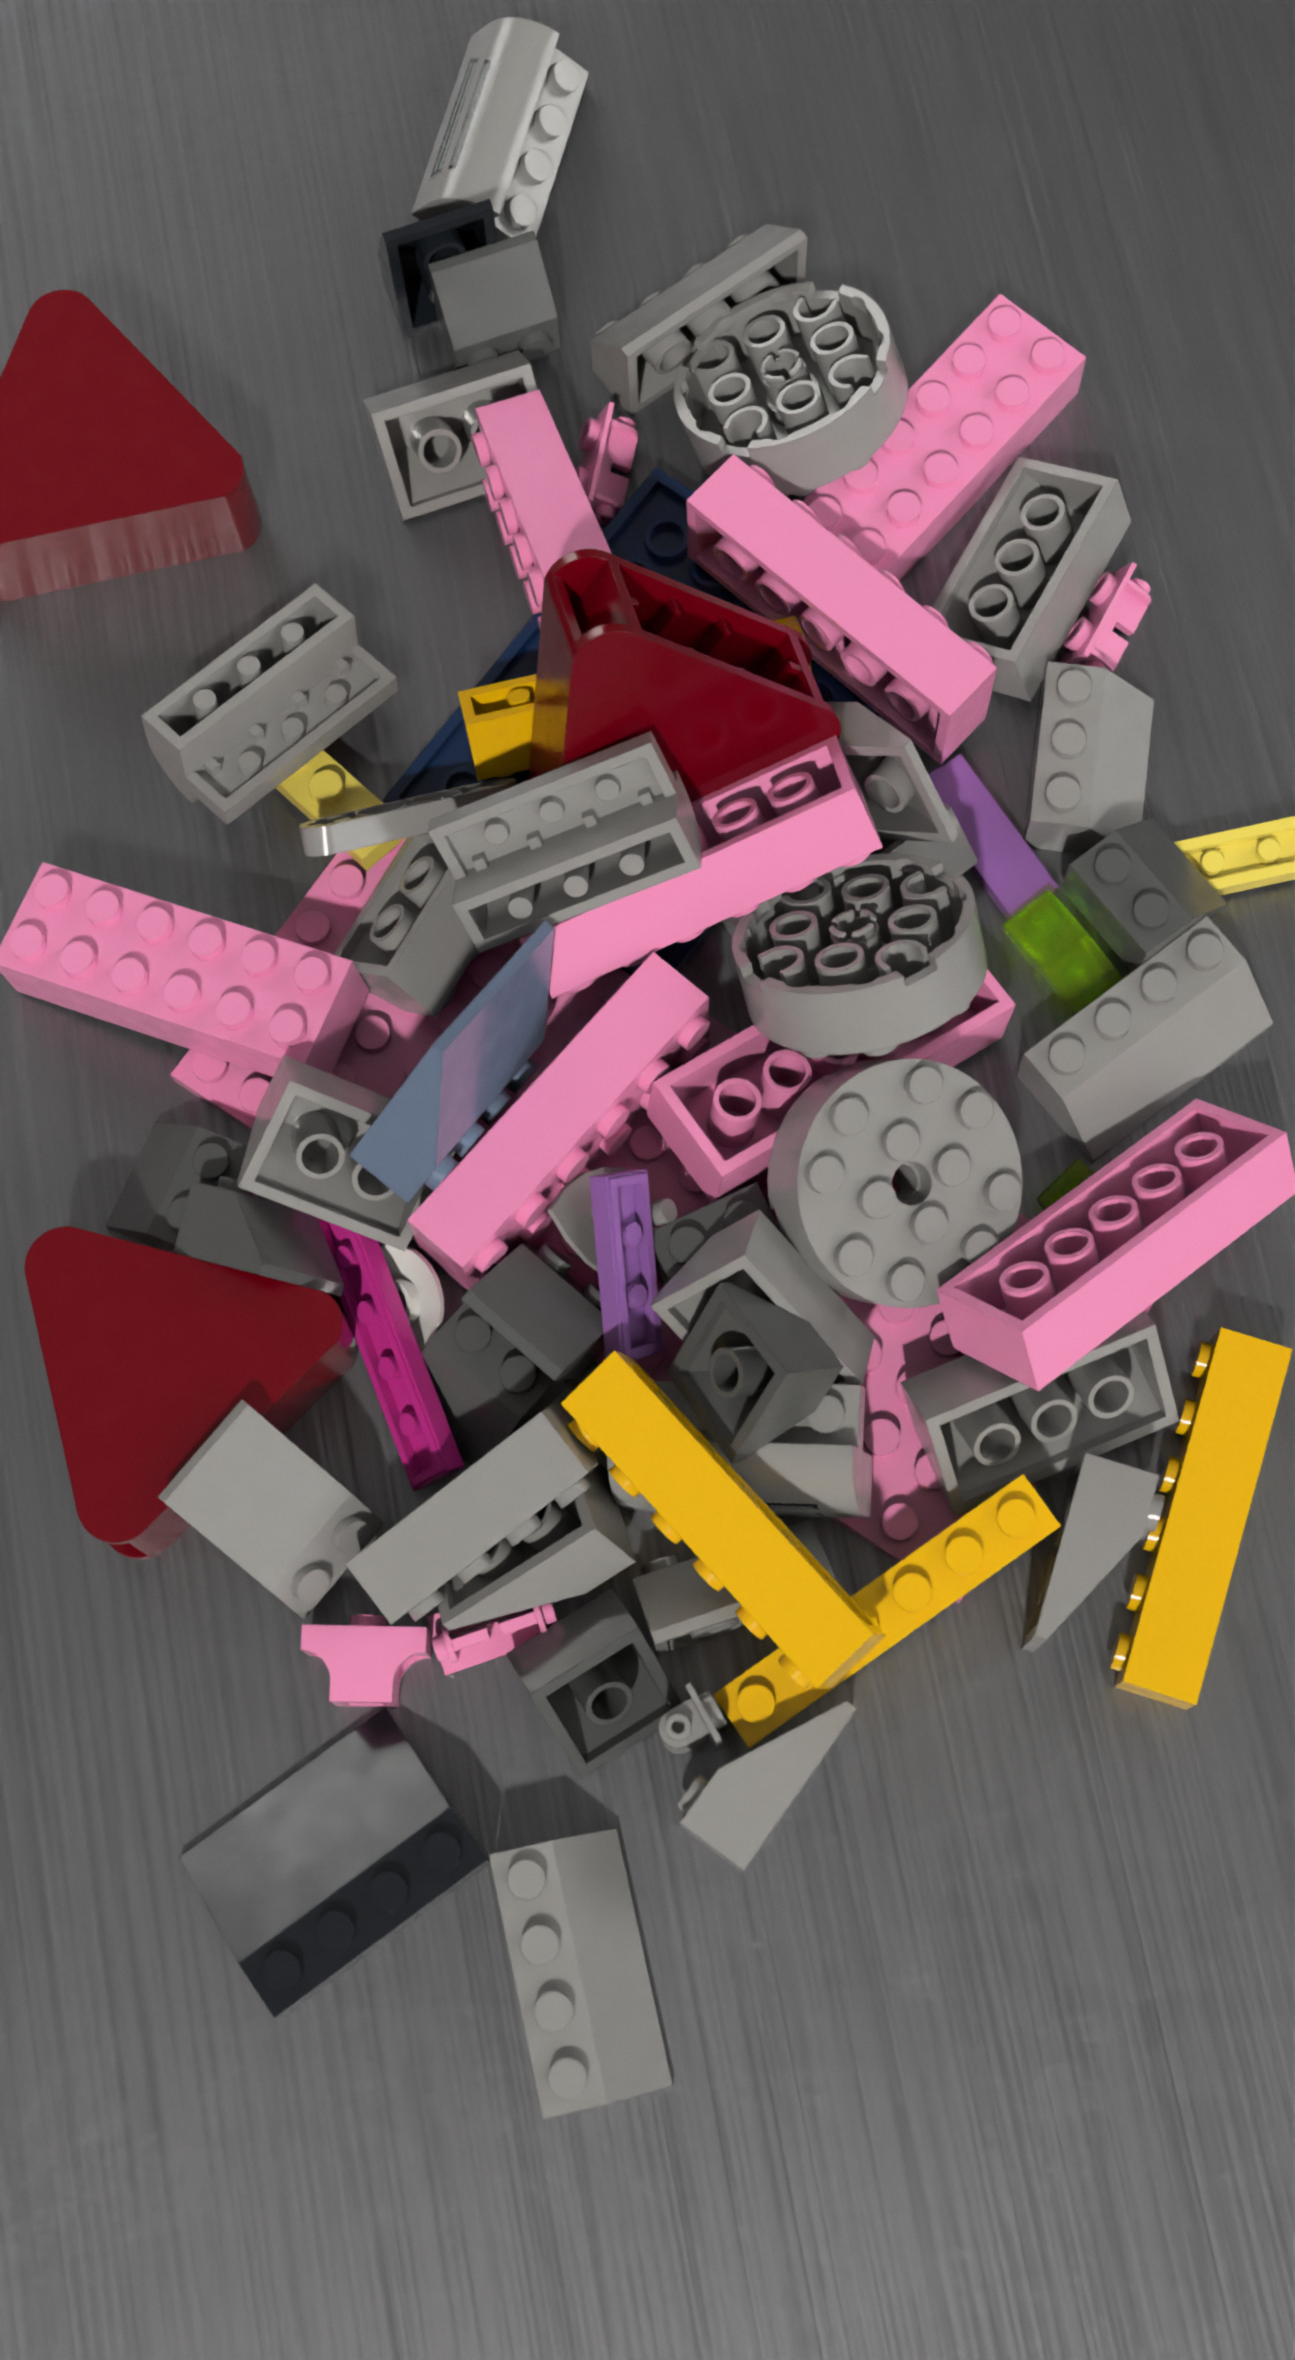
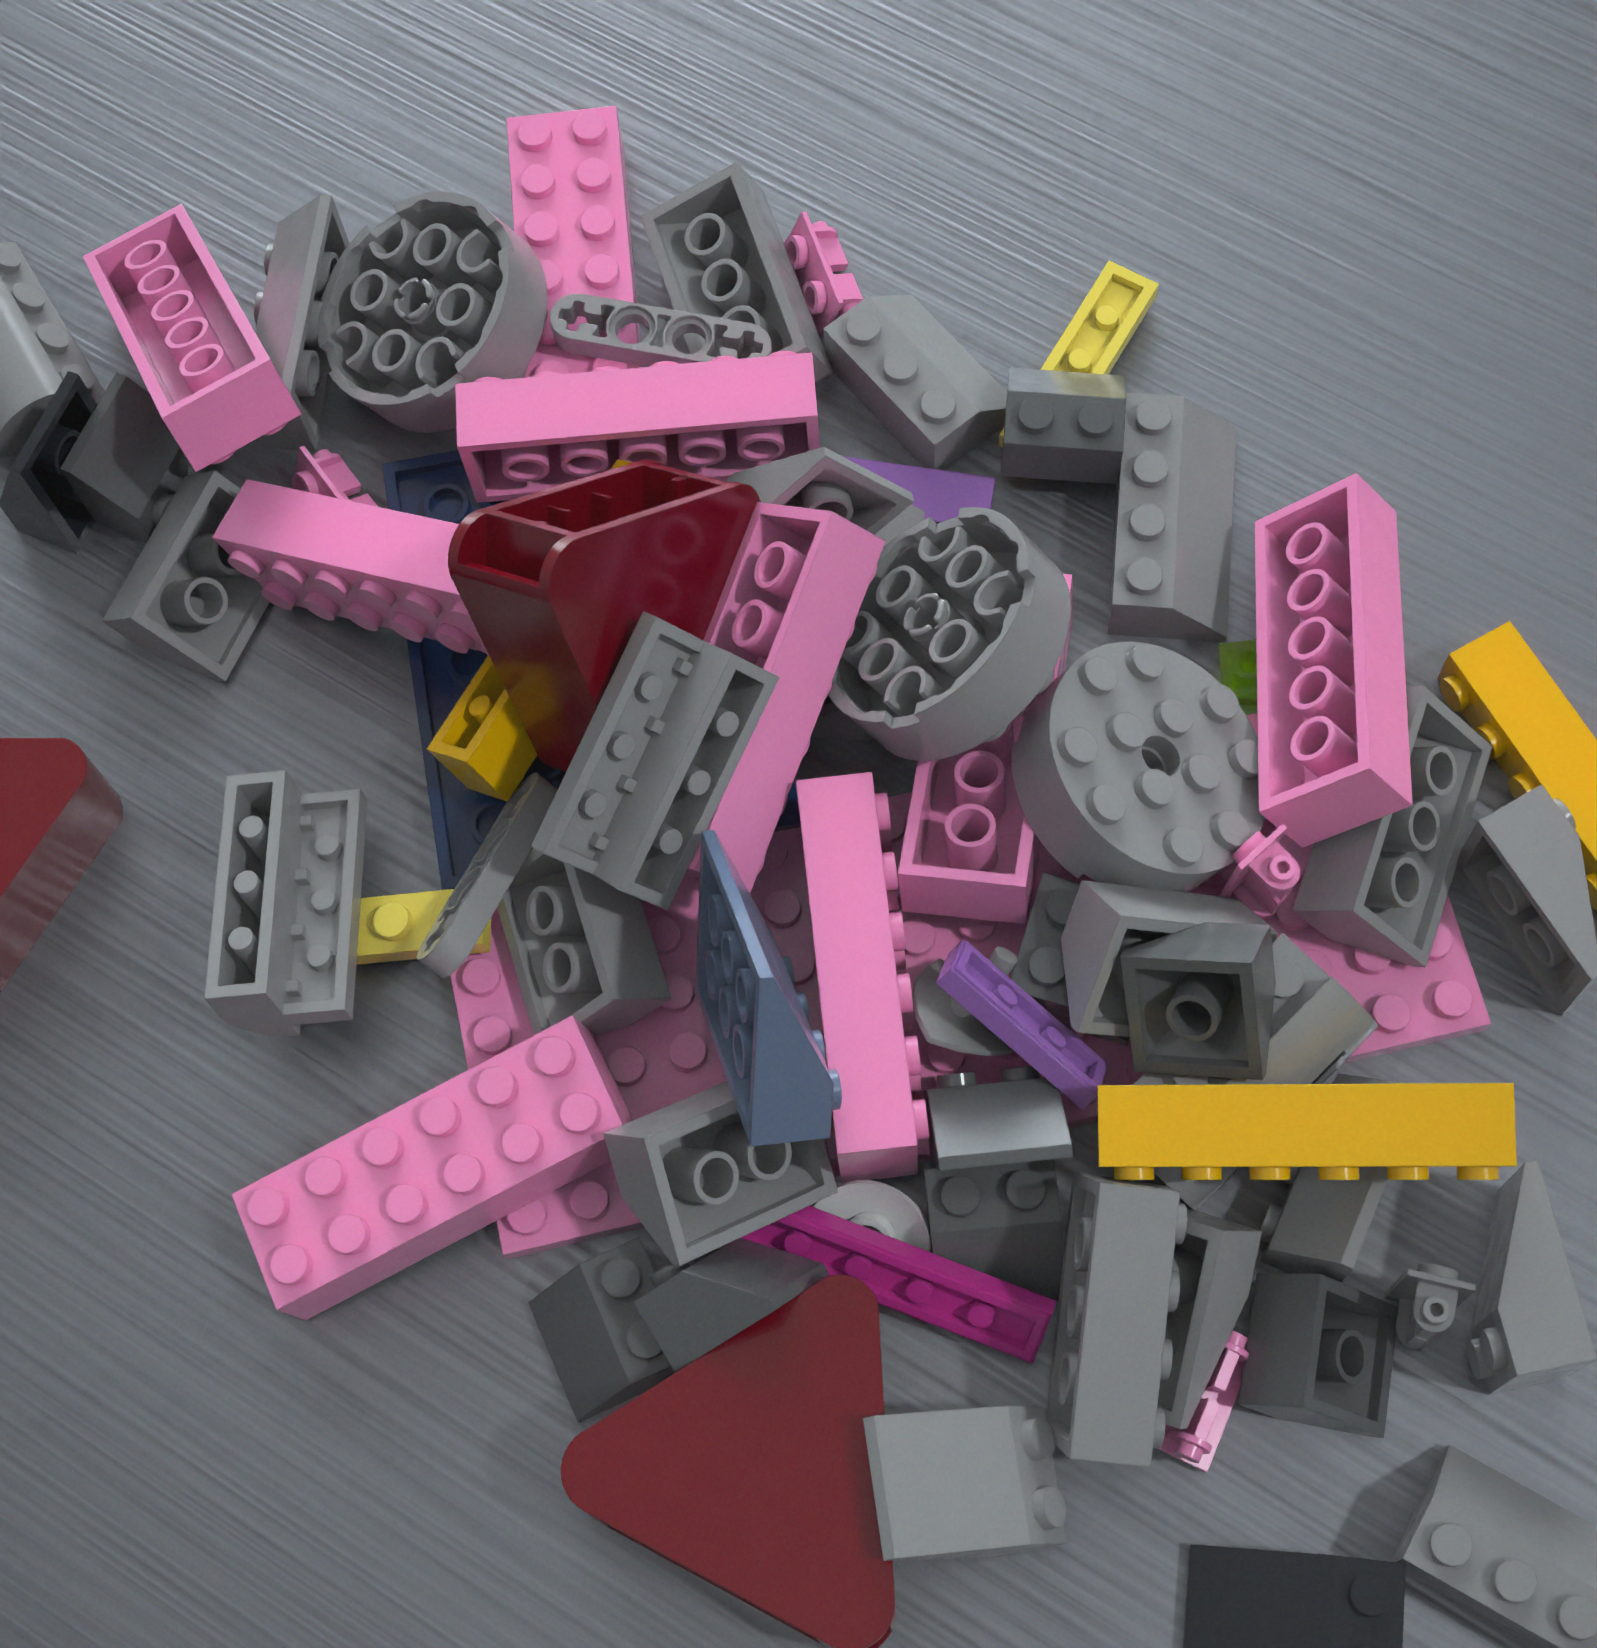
camera: 45 degrees left, 5 degrees down
(366, 1658) = (1142, 1521): bright pink brick -> none
(606, 251) = (190, 339): none -> bright pink brick
(901, 1332) = (1261, 873): none -> bright pink hinge
(902, 1600) = (1464, 1044): yellow brick -> none
(927, 555) = (663, 325): none -> light grey beam
(1061, 951) = (1058, 515): clear neon green slope -> none

